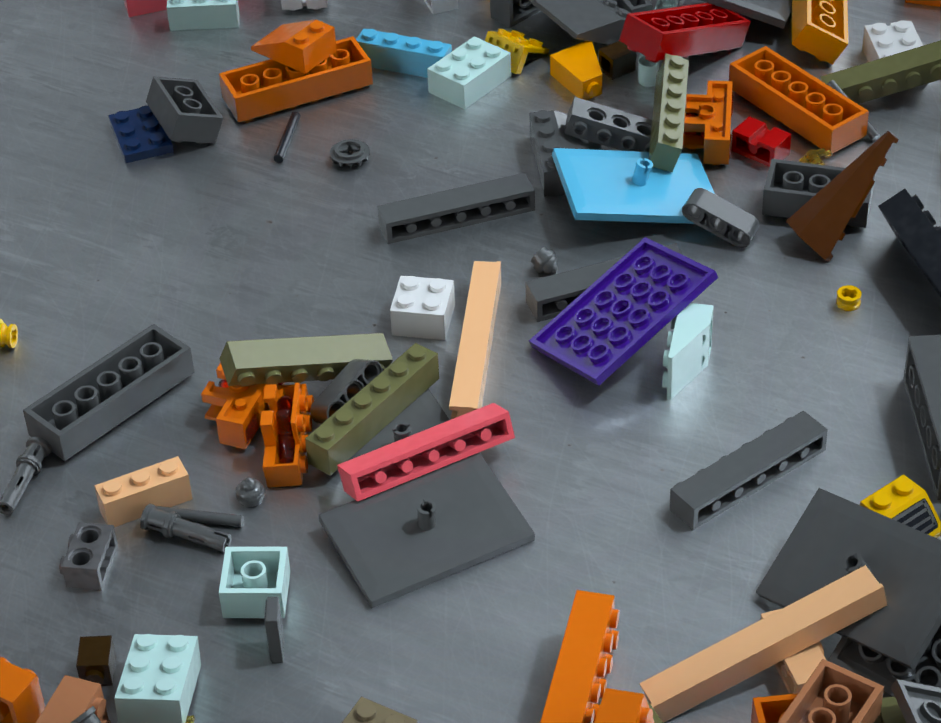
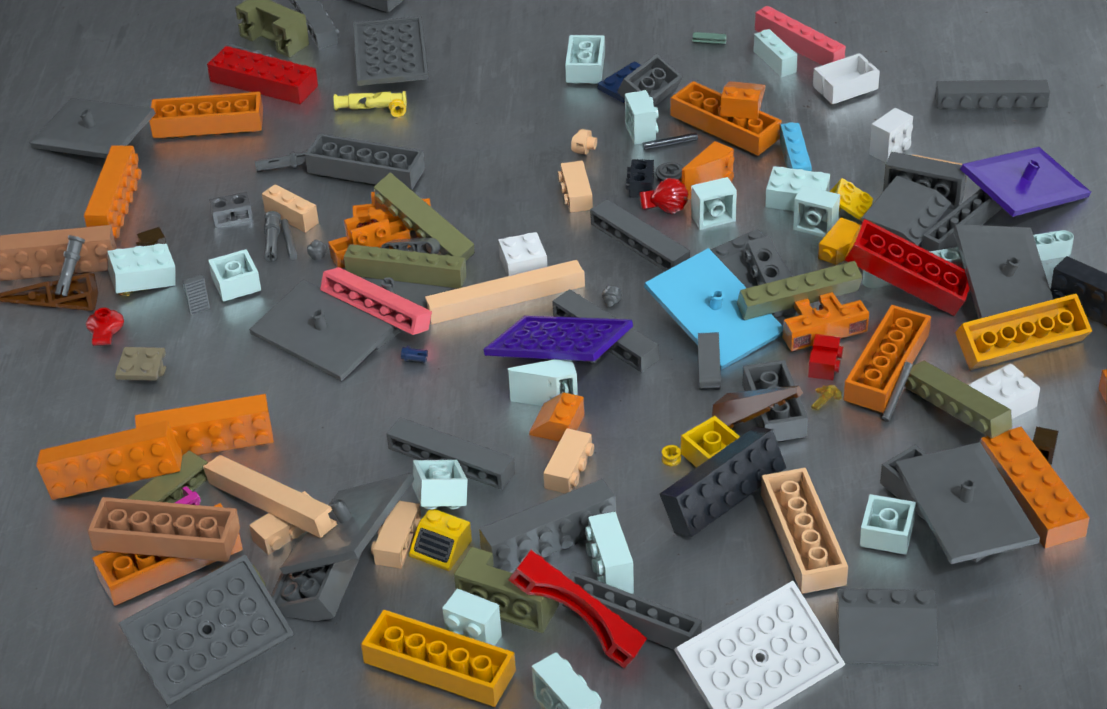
camera: 65 degrees right, 0 degrees up
(74, 146) = (585, 59): none -> light aqua brick
(117, 50) = (713, 38): none -> sand green axle
(241, 135) = (640, 117): none -> light aqua brick
(242, 196) = (584, 141): none -> light nougat piece
(318, 228) = (575, 186): none -> light nougat brick
(347, 174) = (640, 177): none -> black brick
(387, 114) = (709, 165): none -> orange slope
(403, 164) = (669, 196): none -> red animal
(451, 131) = (713, 203): none -> light aqua brick
(527, 67) = (815, 211): none -> light aqua brick
(533, 459) = (414, 354): none -> dark blue pin
(739, 362) = (558, 415): none -> orange slope
(819, 375) = (568, 461): none -> light nougat brick
(840, 469) = (439, 483): none -> light aqua brick
(867, 257) = (706, 440): none -> yellow brick

